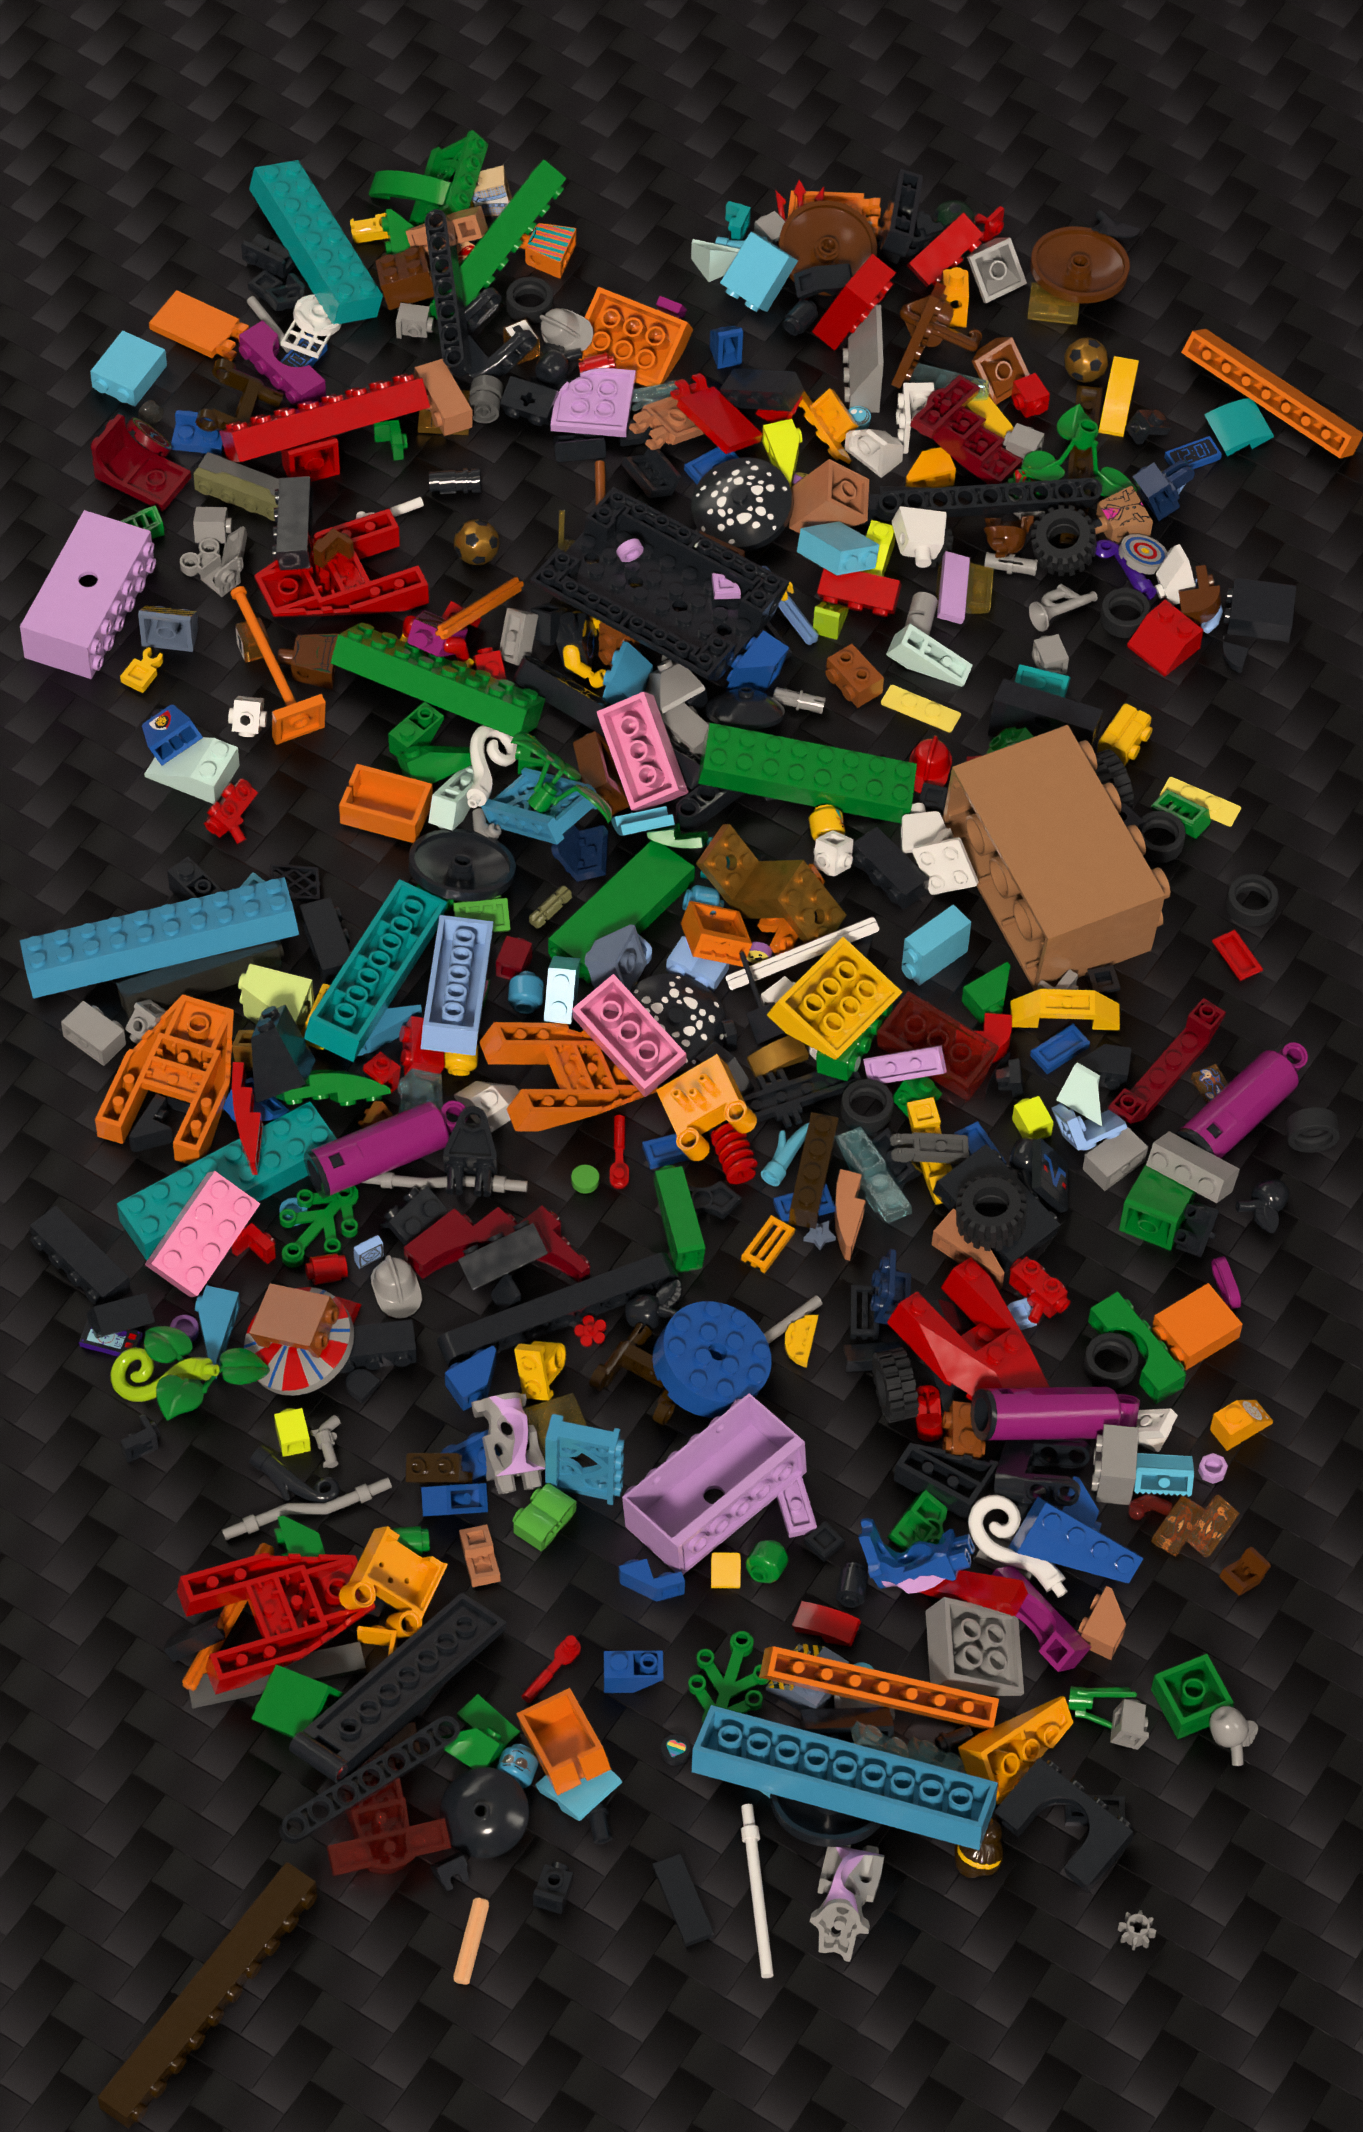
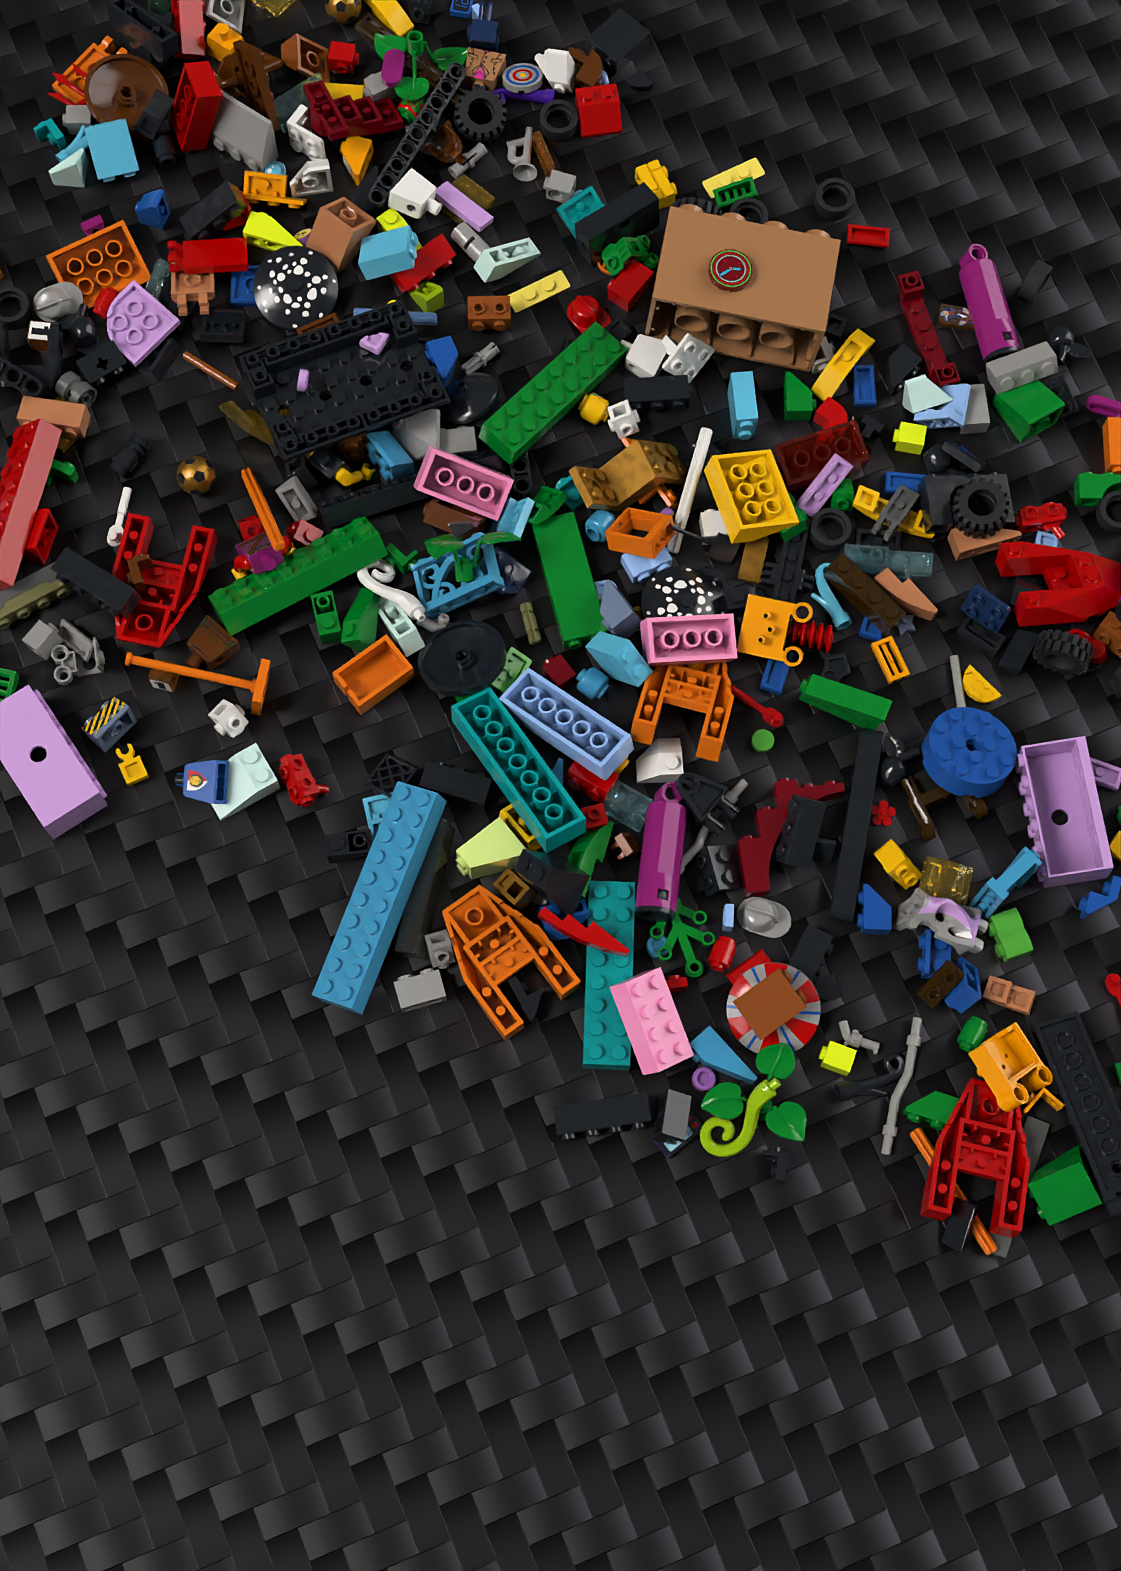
camera: 55 degrees left, 15 degrees up
(586, 772) = (460, 528): none -> black slope
(1039, 814) = (730, 270): none -> tile
(1049, 437) = (393, 67): none -> magenta tile
(1075, 619) = (543, 153): none -> clear orange tile

